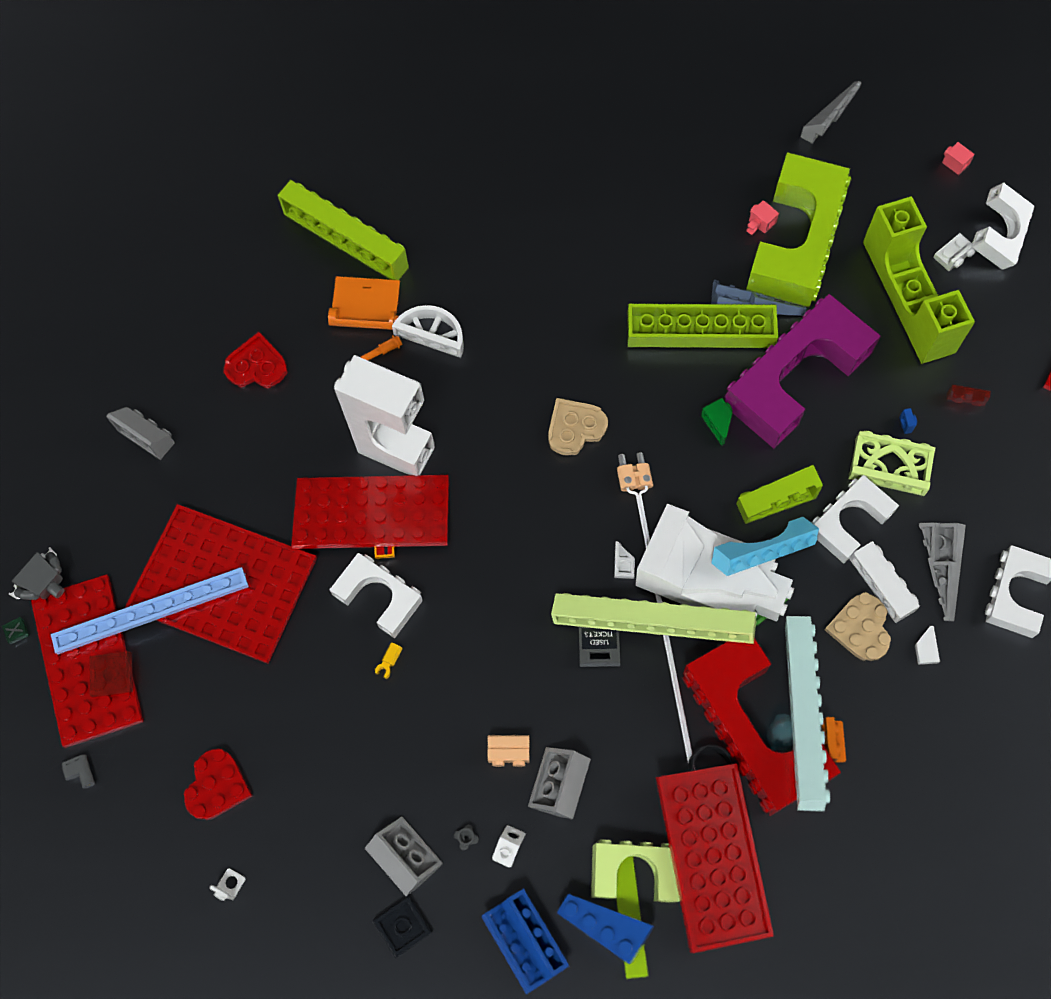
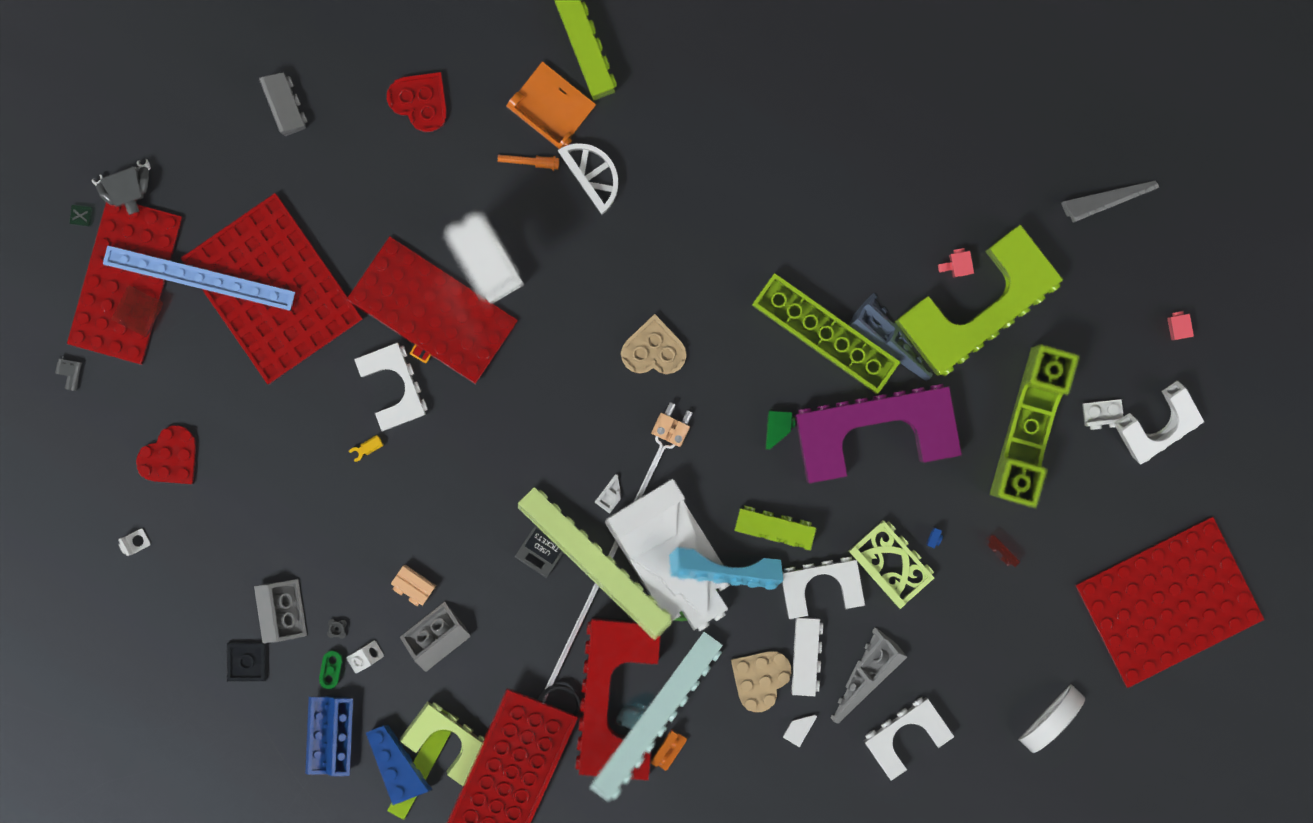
camera: 30 degrees right, 20 degrees up
(484, 879) = (331, 669): none -> green plate

